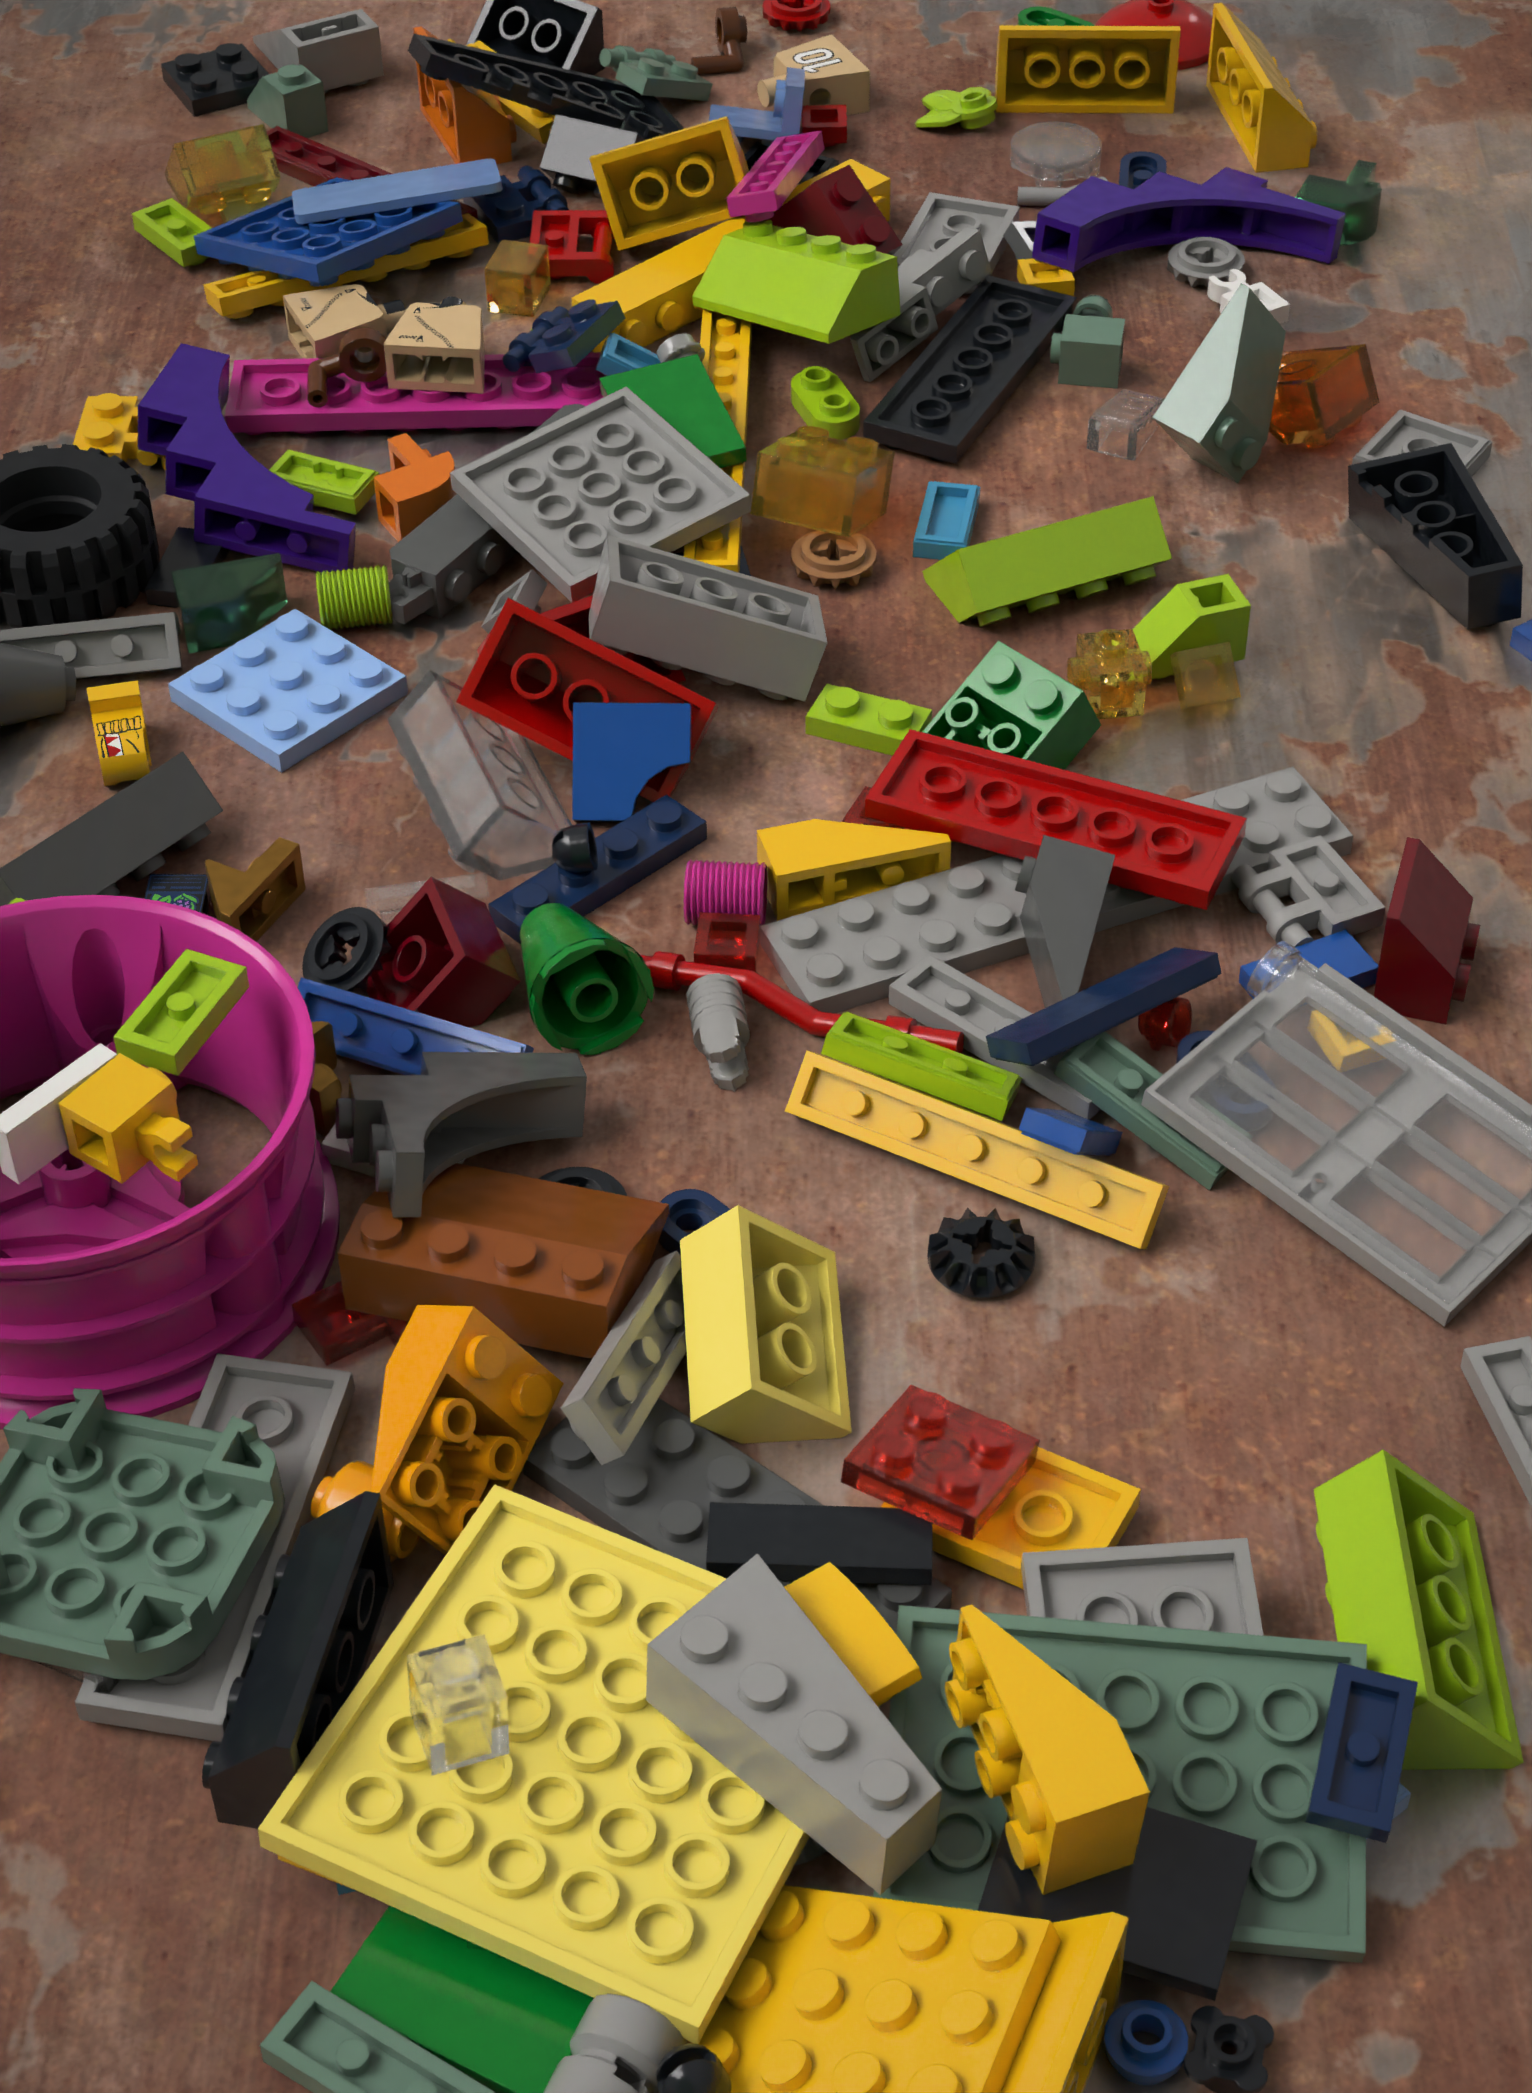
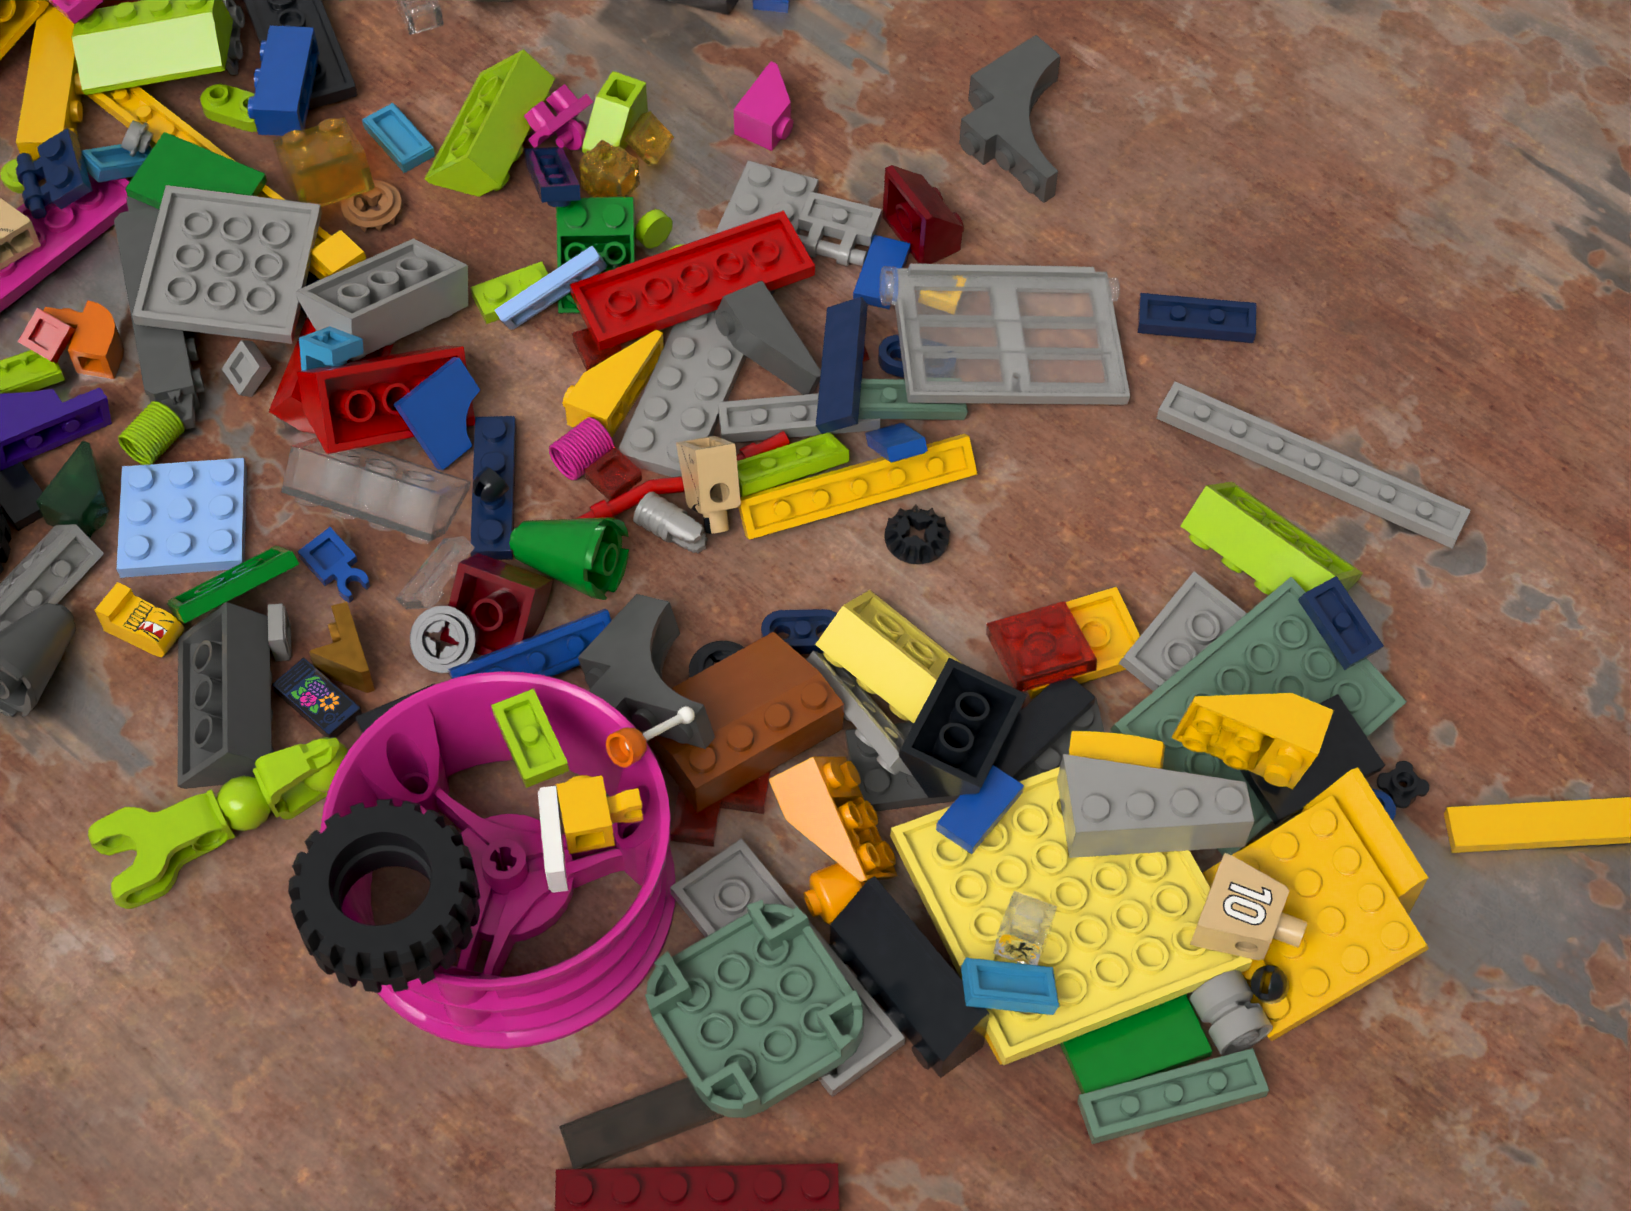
camera: 50 degrees left, 15 degrees up
(217, 833) = (279, 632): none -> light grey tile
(230, 754) = (232, 583): none -> green tile
(264, 1097) = (629, 744): none -> orange hinge
(350, 813) = (332, 559): none -> blue plate
(355, 1746) = (1009, 986): none -> dark azure tile
(371, 452) = (46, 335): none -> plate
(568, 601) = (328, 348): none -> dark azure bracket
(613, 1548) = (976, 814): none -> blue tile
(697, 1439) = (960, 731): none -> black slope
(716, 548) = (337, 253): none -> yellow tile
(747, 1947) = (1245, 913): none -> tan torso
(804, 984) = (705, 465): none -> tan torso
(883, 723) = (550, 288): none -> light blue tile
(885, 389) = (284, 80): none -> blue brick
(1023, 622) = (552, 176): none -> dark blue plate
(1093, 753) = (653, 228): none -> lime tile
(1119, 601) = (545, 124): none -> dark pink hips
(1379, 730) = (764, 110): none -> dark pink slope

